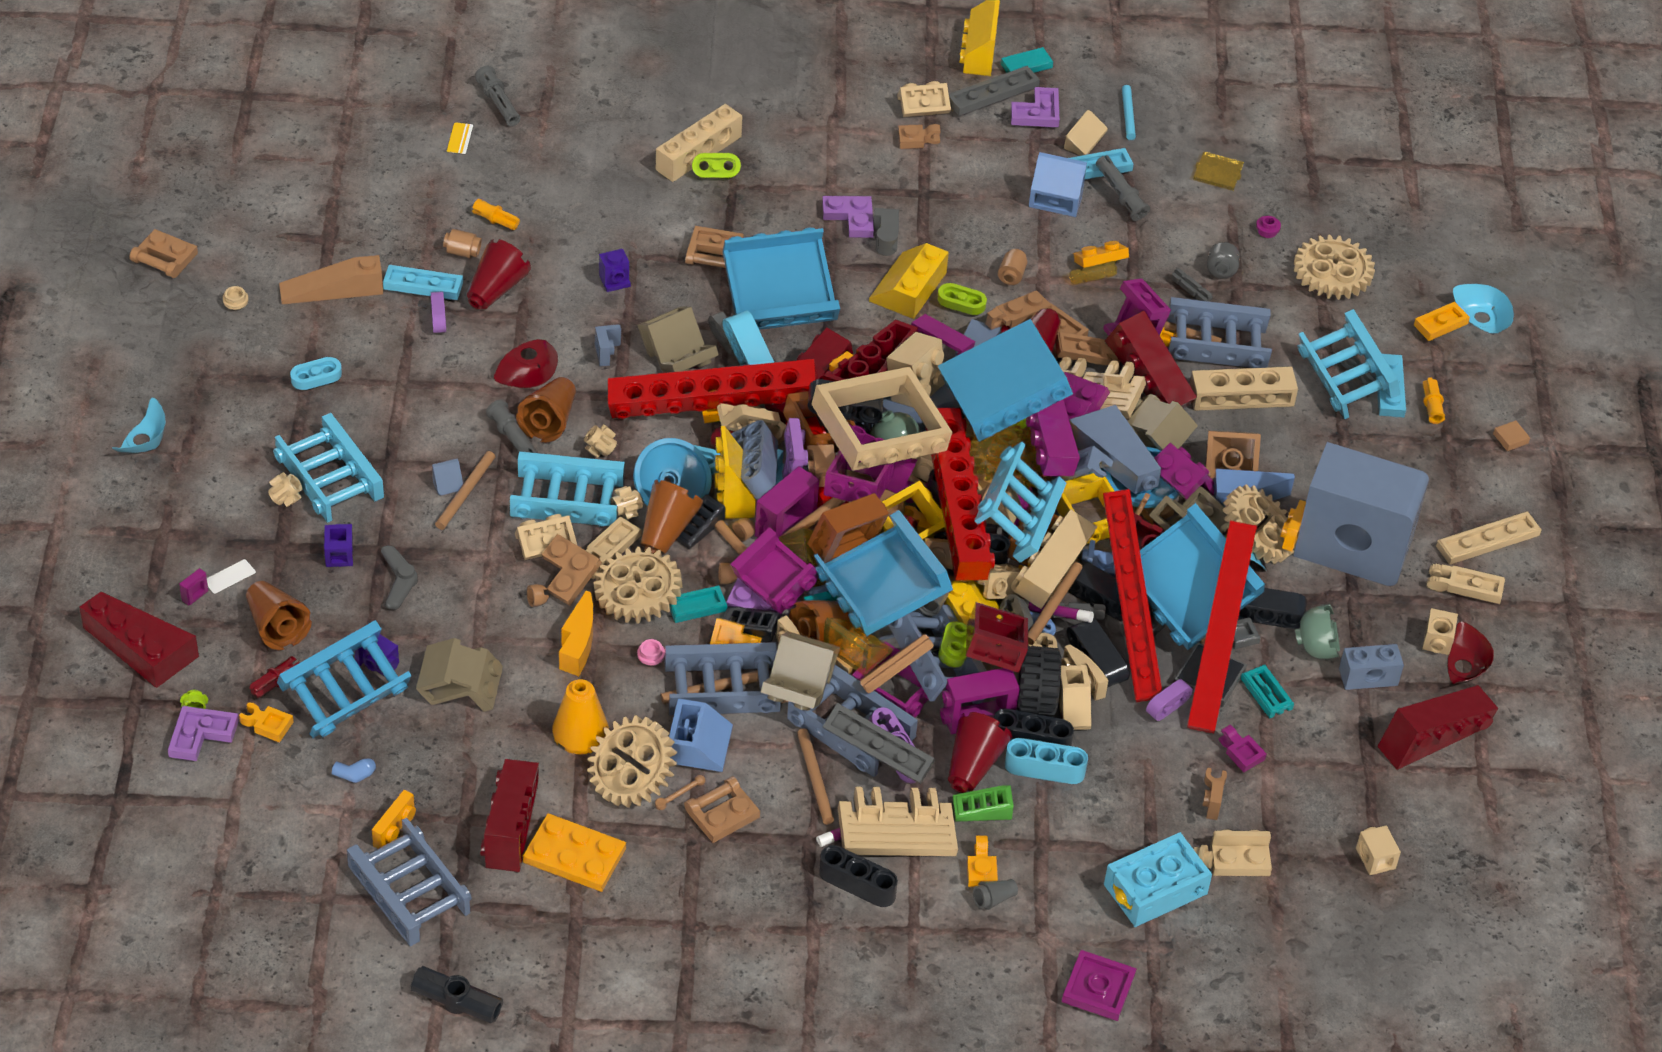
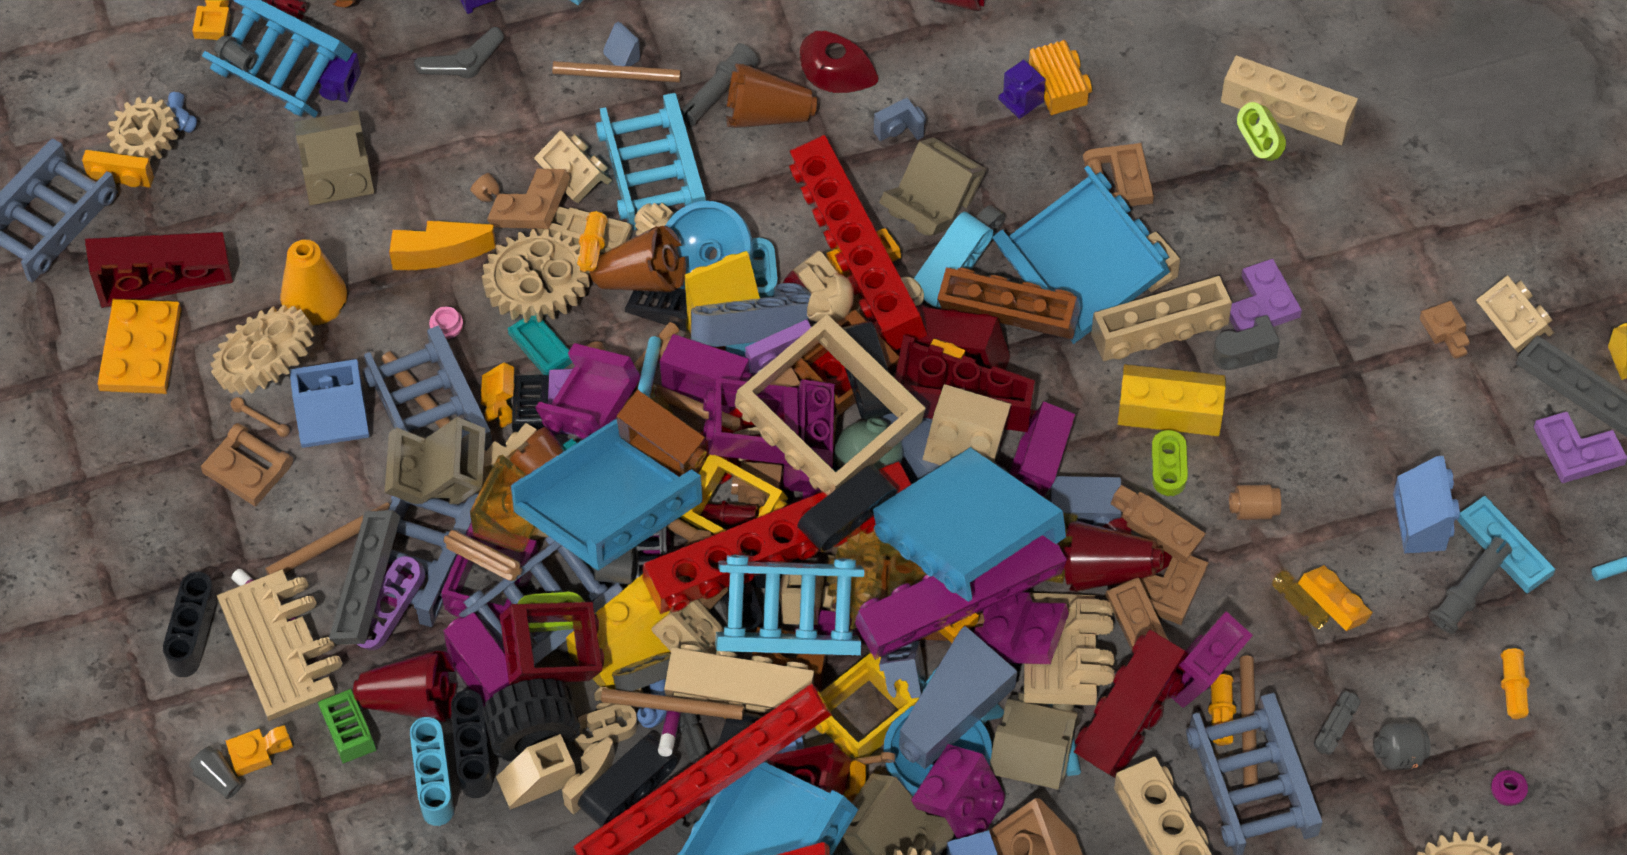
camera: 75 degrees right, 10 degrees up
(332, 702) = (229, 49): none -> dark grey pin
(351, 794) = (143, 129): none -> tan gear
(600, 441) = (738, 166): tan gear -> none
(604, 241) = (1063, 80): none -> light orange brick
(633, 536) = (592, 241): none -> light orange axle
(774, 403) = (834, 300): none -> tan hair
(783, 534) = (649, 365): none -> medium azure bar
(813, 320) = (1012, 303): none -> dark orange brick
(850, 261) = (1161, 318): none -> tan brick
(966, 441) = (846, 508): none -> black beam
(1085, 134) = (1562, 517): tan slope -> none
(1196, 197) = (1515, 683): none -> light orange axle
(1218, 171) = (1591, 700): clear yellow piece -> none

